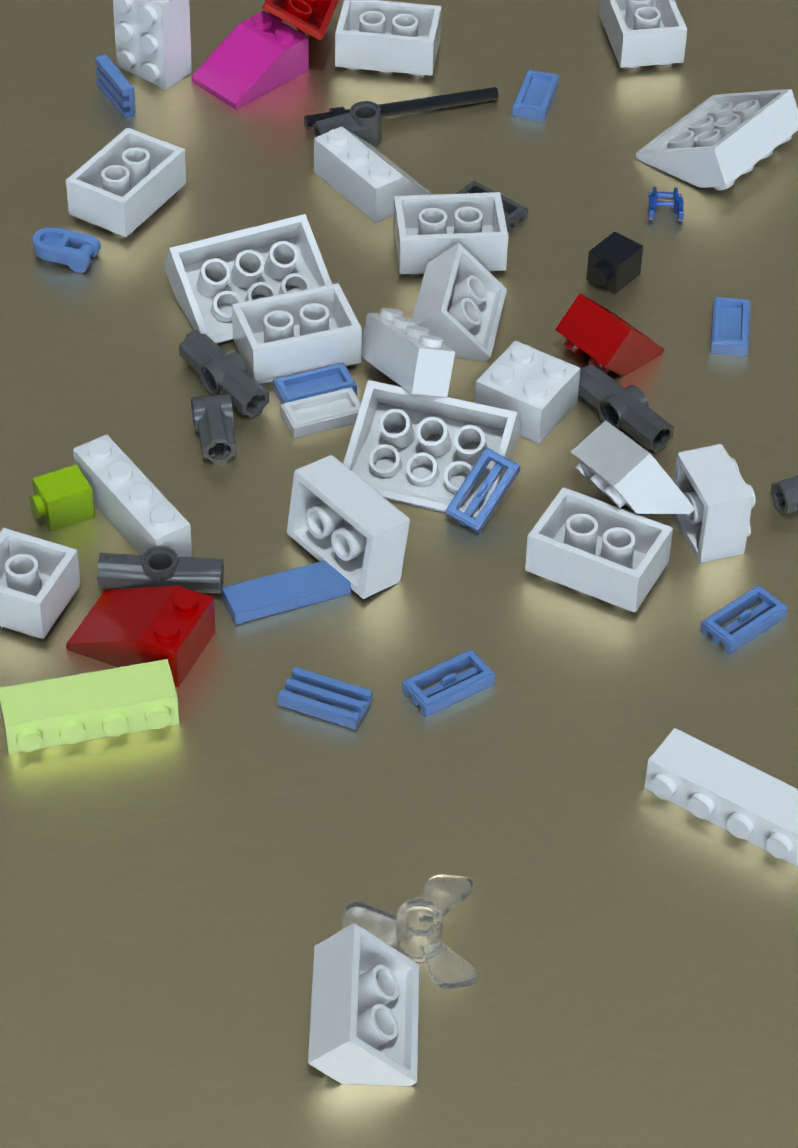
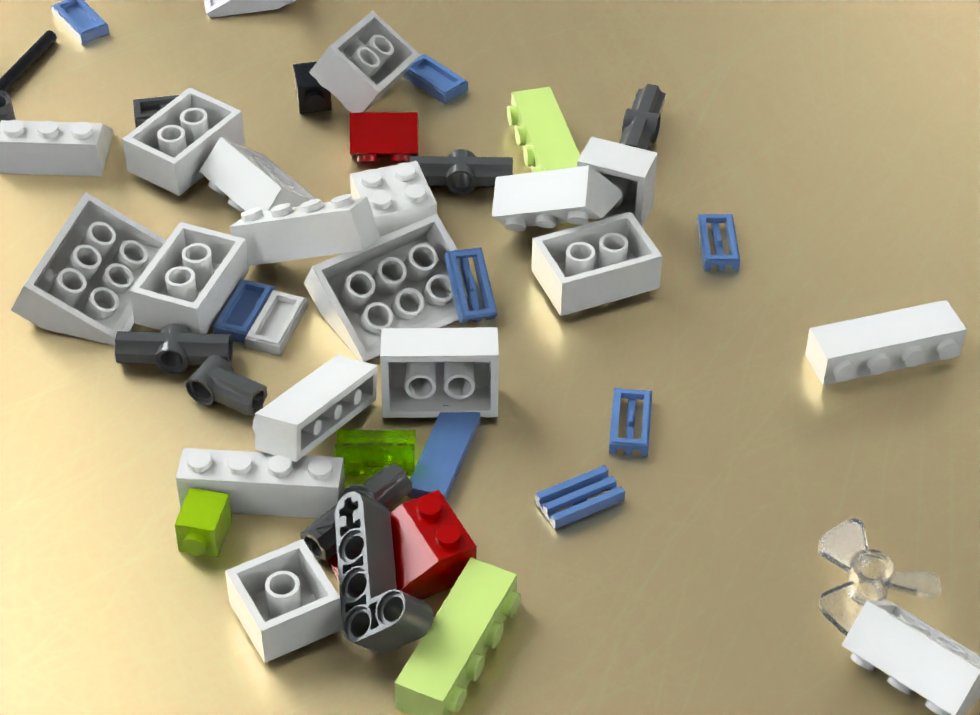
camera: 50 degrees left, 0 degrees up
(57, 636) = (371, 606): none -> dark grey beam
(221, 477) = (315, 407): none -> white brick
(243, 548) = (371, 450): none -> clear neon green bracket
(661, 266) = (364, 63): none -> white brick
(677, 203) = (286, 27): blue piece -> none
(738, 422) = (541, 130): none -> yellowish green brick

